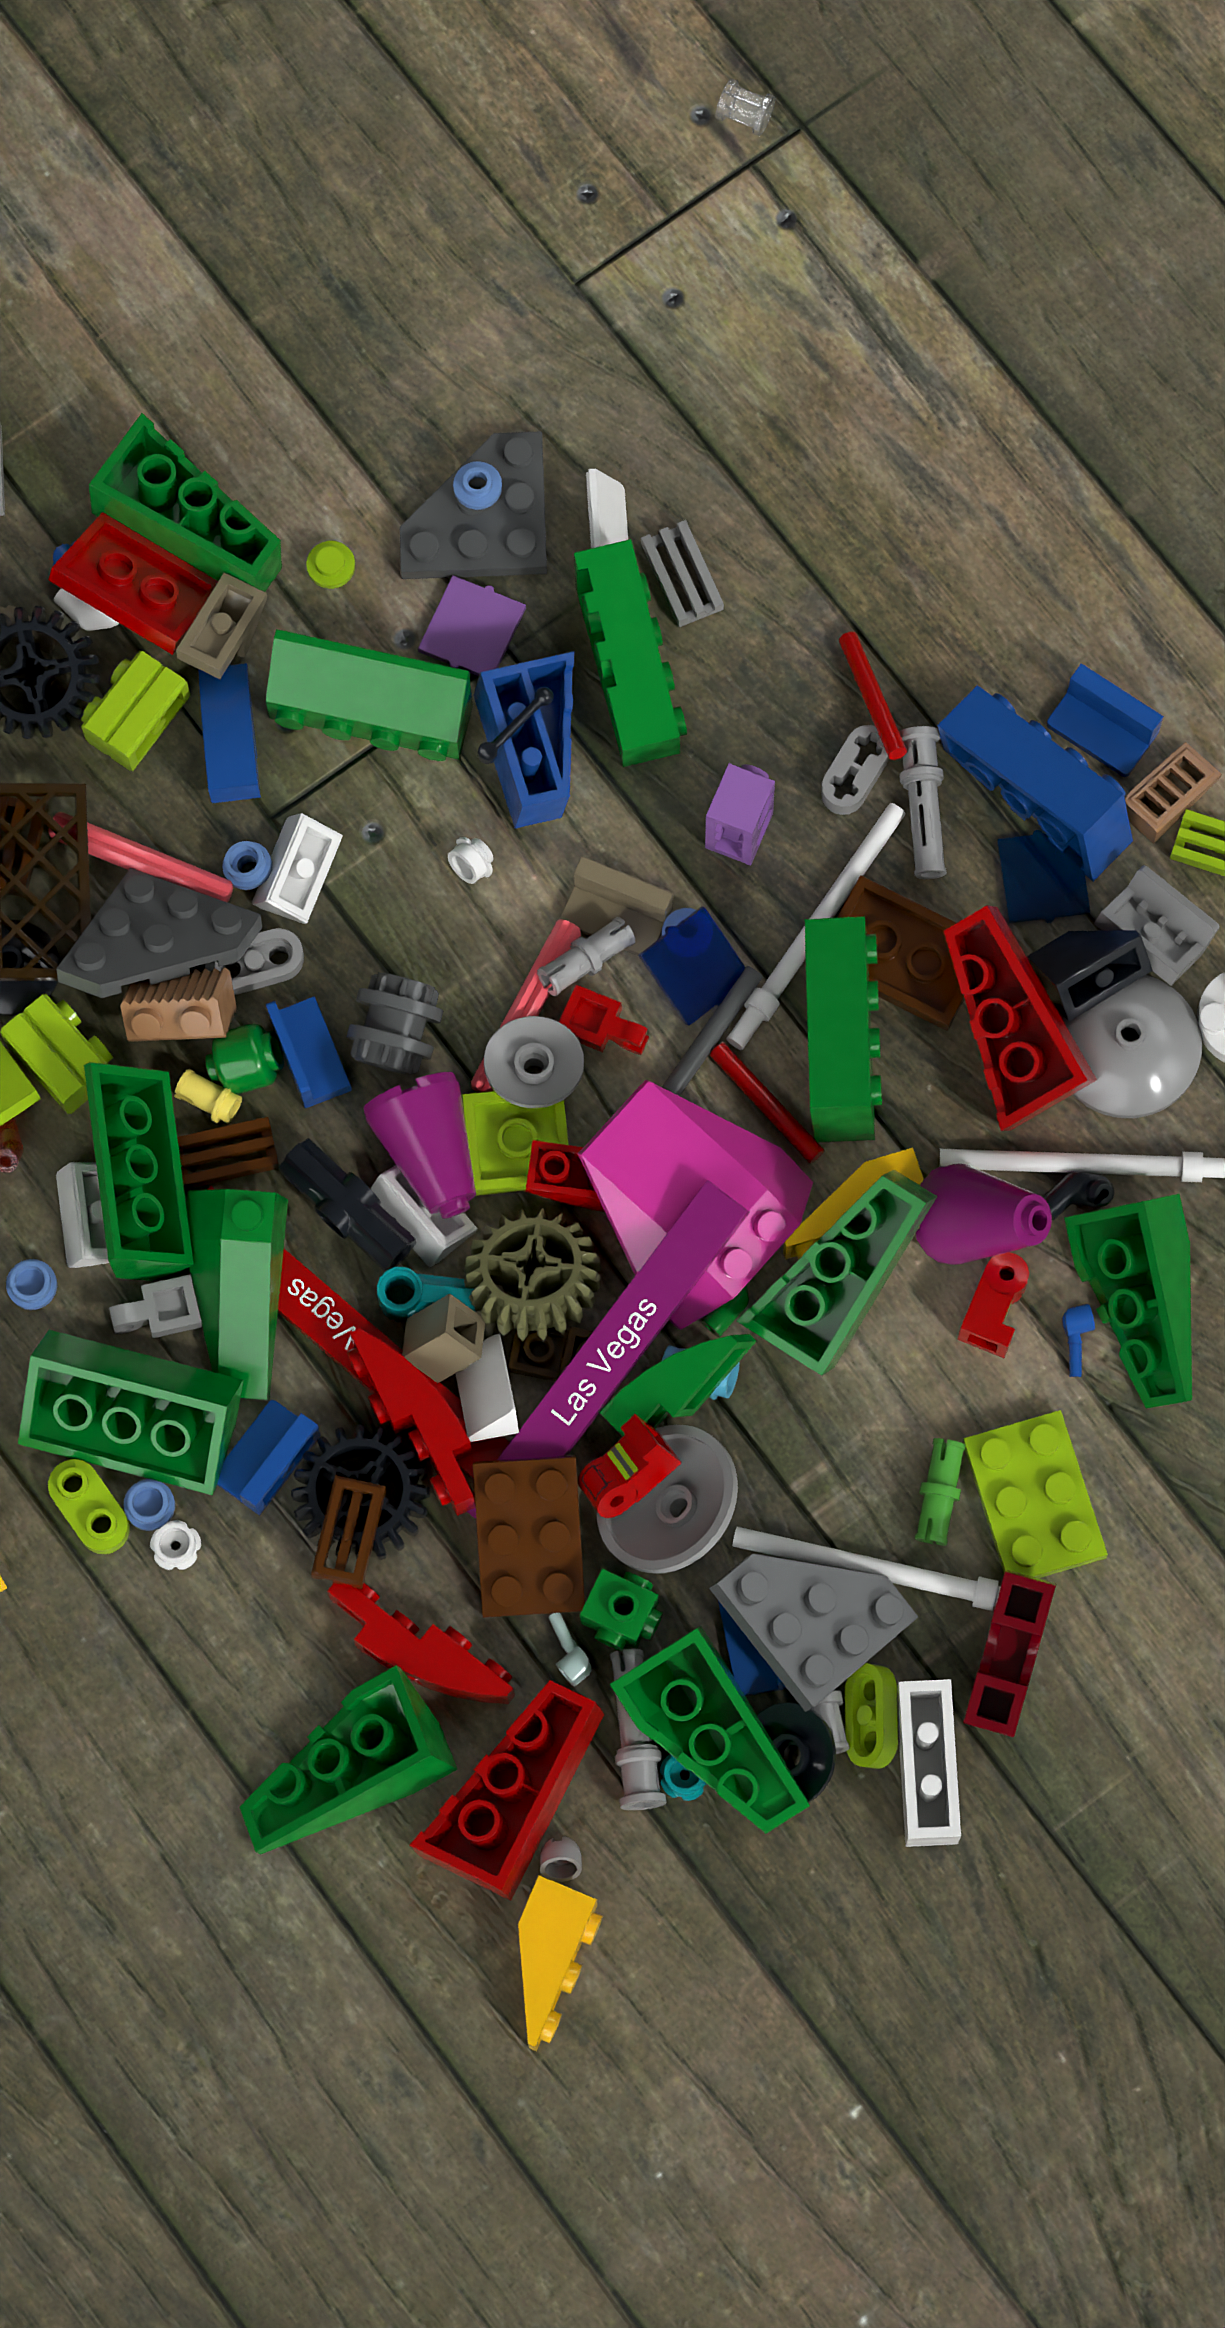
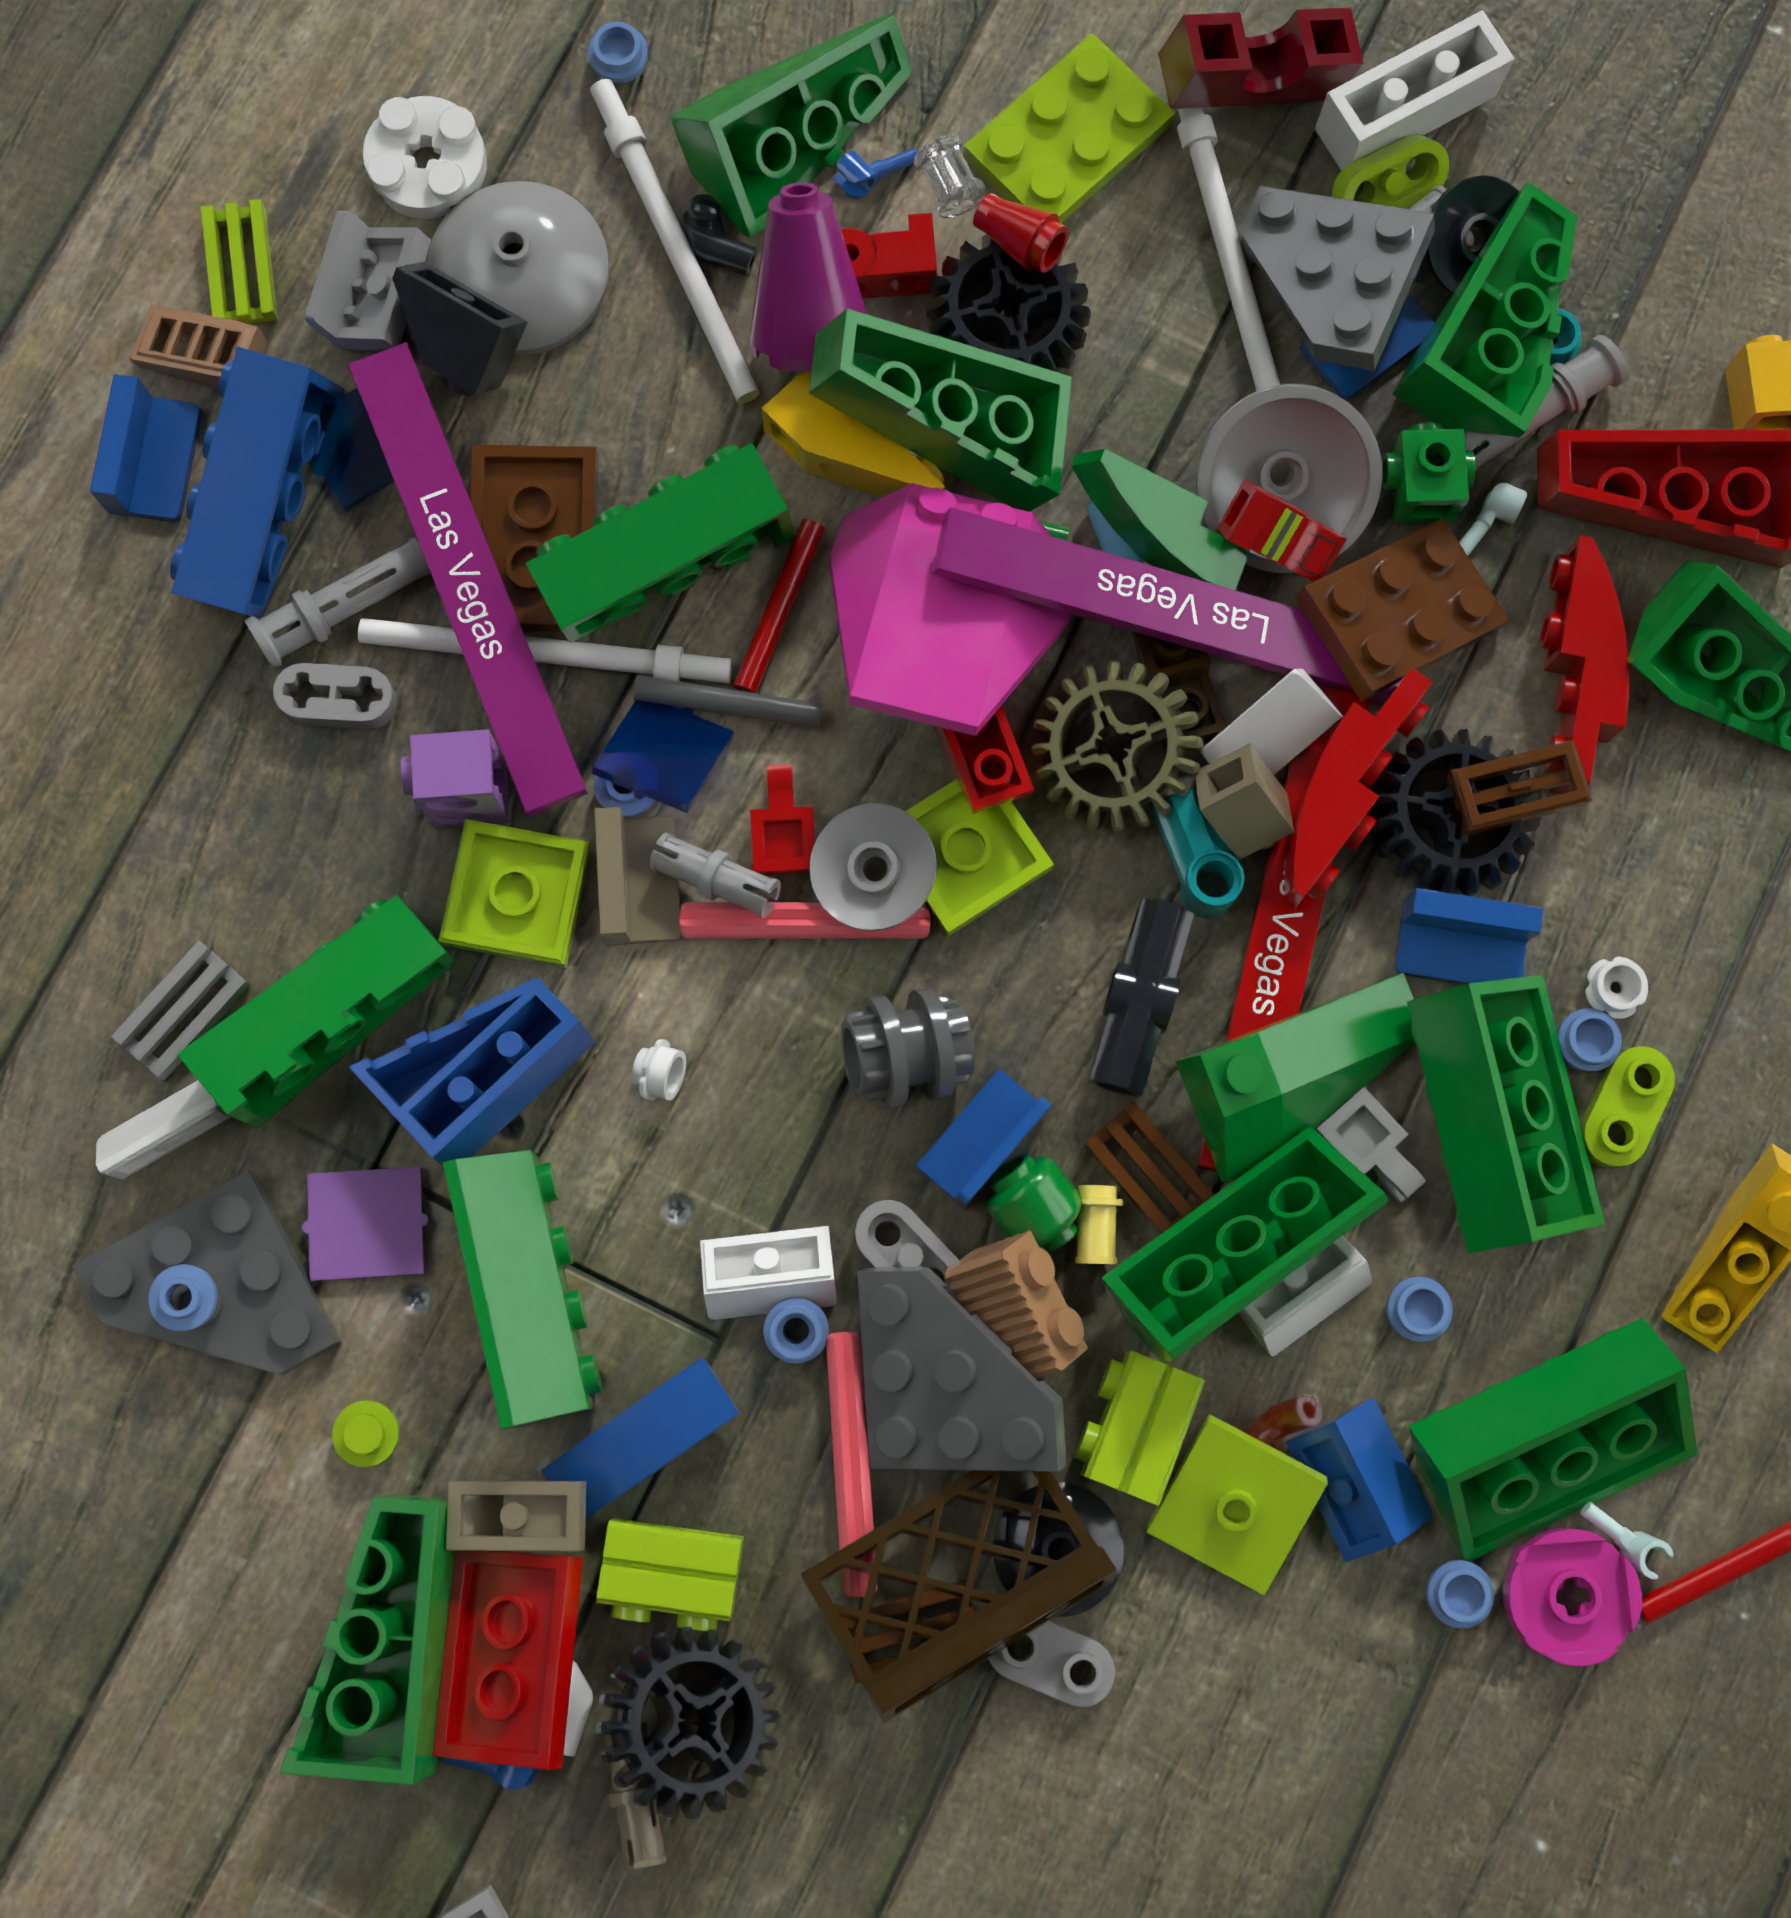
camera: 125 degrees left, 5 degrees up
(427, 1140) = (1028, 936): magenta cone -> none
(433, 1234) = (1096, 917): white slope -> none
(488, 751) = (531, 1092): black hinge -> none
(560, 1860) = (1708, 412): light grey hinge -> none
(646, 823) = (515, 893): none -> lime plate
(872, 695) = (236, 714): red bar -> none
(888, 887) = (468, 580): none -> magenta tile
(930, 1376) = (1046, 297): none -> black gear
(940, 1491) = (1120, 223): bright green pin -> none
(947, 1393) = (1023, 232): none -> red cone
(1019, 1033) = (574, 352): red wedge -> none
(1039, 1385) = (950, 176): none -> clear bush

